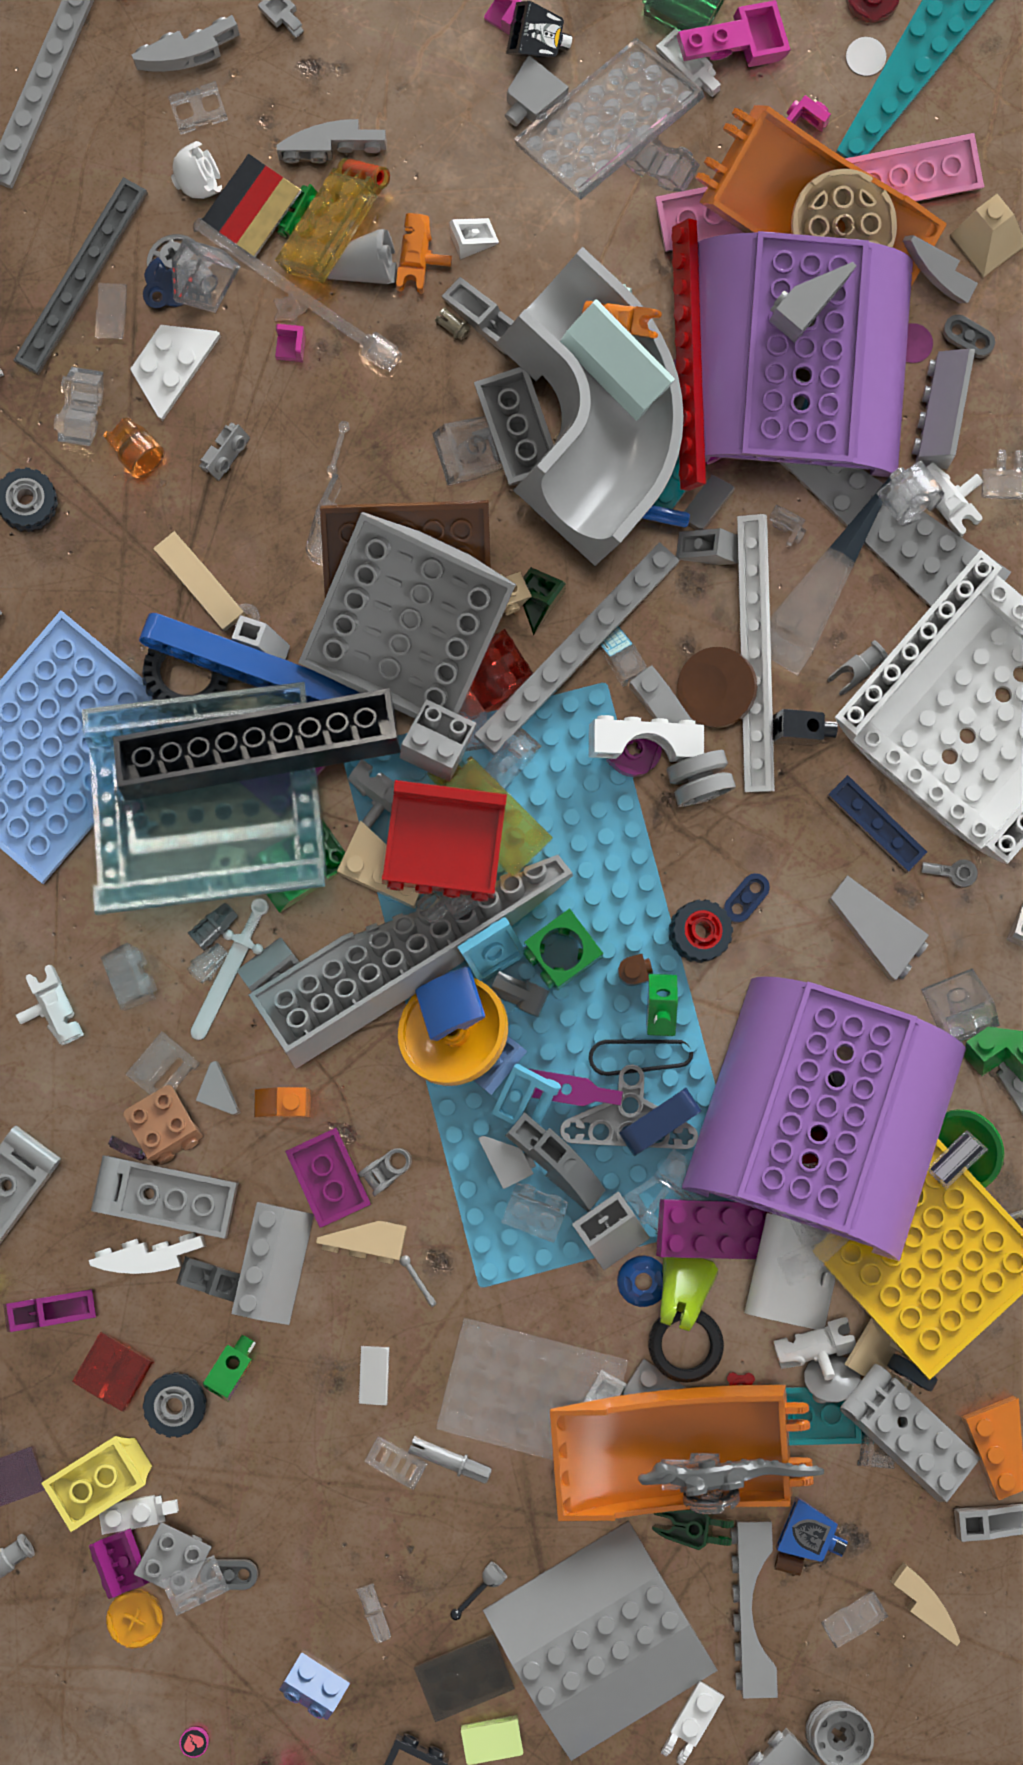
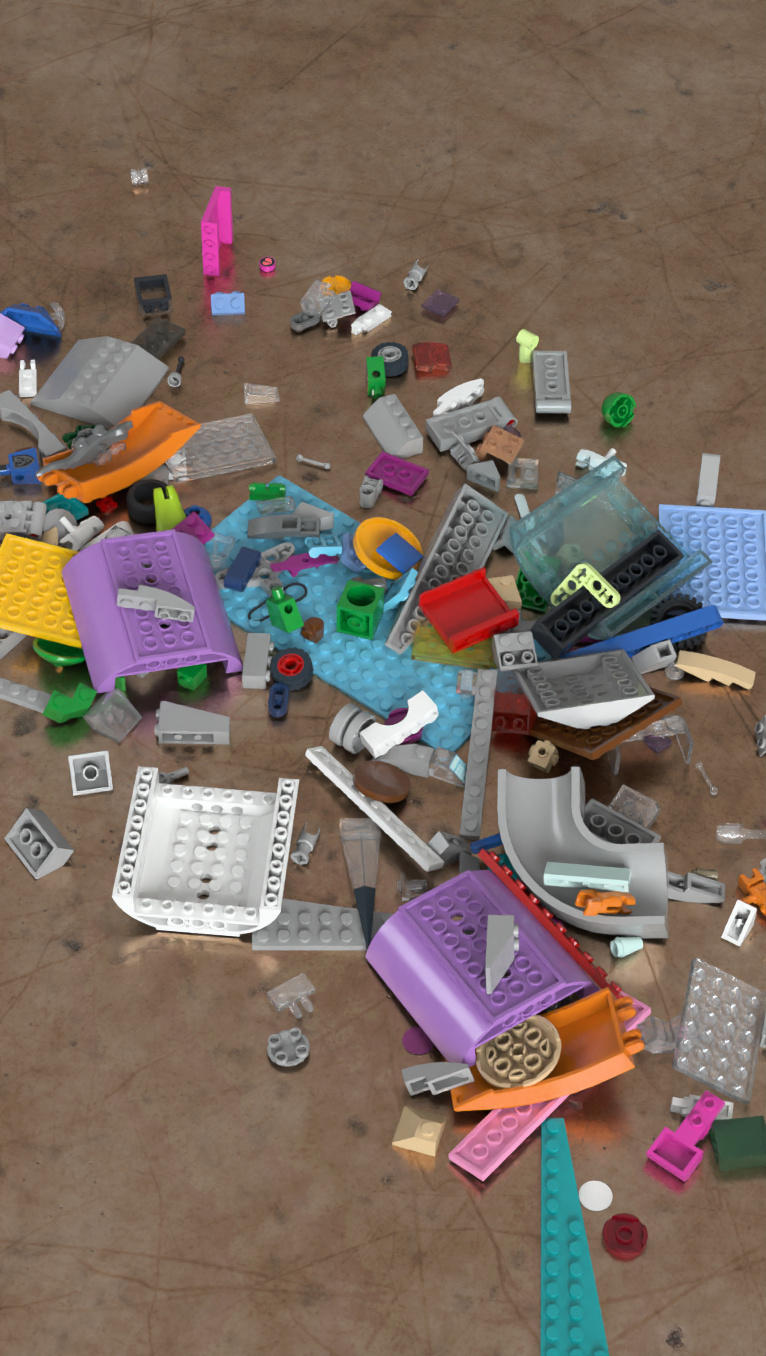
camera: 140 degrees right, 35 degrees down
(49, 1310) = (485, 360): magenta slope -> none
(98, 1480) = (399, 316): light yellow slope -> none
(208, 1278) = (421, 410): dark grey slope -> none
(215, 1133) = (463, 453): none -> light grey hinge
(281, 751) = (587, 581): none -> yellowish green beam
(283, 1102) = (444, 481): orange slope -> none
(374, 1375) = (301, 418): white slope -> none
(374, 1613) = (222, 340): clear axle -> none
(375, 1238) = (354, 460): tan slope -> none
(450, 1460) = (241, 405): light grey axle -> none
(492, 1740) = (126, 324): yellowish green panel -> none
(525, 1253) = (259, 491): none -> green hinge
(545, 595) = (523, 768): dark green slope -> none
(610, 1230) = (232, 518): light grey slope -> none
(731, 974) = (257, 661): none -> light grey brick
(801, 727) = (316, 786): black torso -> none
(813, 112) = (601, 1128): dark pink bracket -> none
(834, 1071) = (163, 603): none -> light grey slope
(877, 823) = (231, 774): dark blue plate -> none
(911, 493) = (348, 929): clear brick -> none
(944, 407) = (366, 1003): light grey slope -> none
(954, 505) = (322, 960): white piece -> none
(956, 1159) = (61, 633): slope -> none
(970, 334) = (385, 1060): dark grey plate -> none

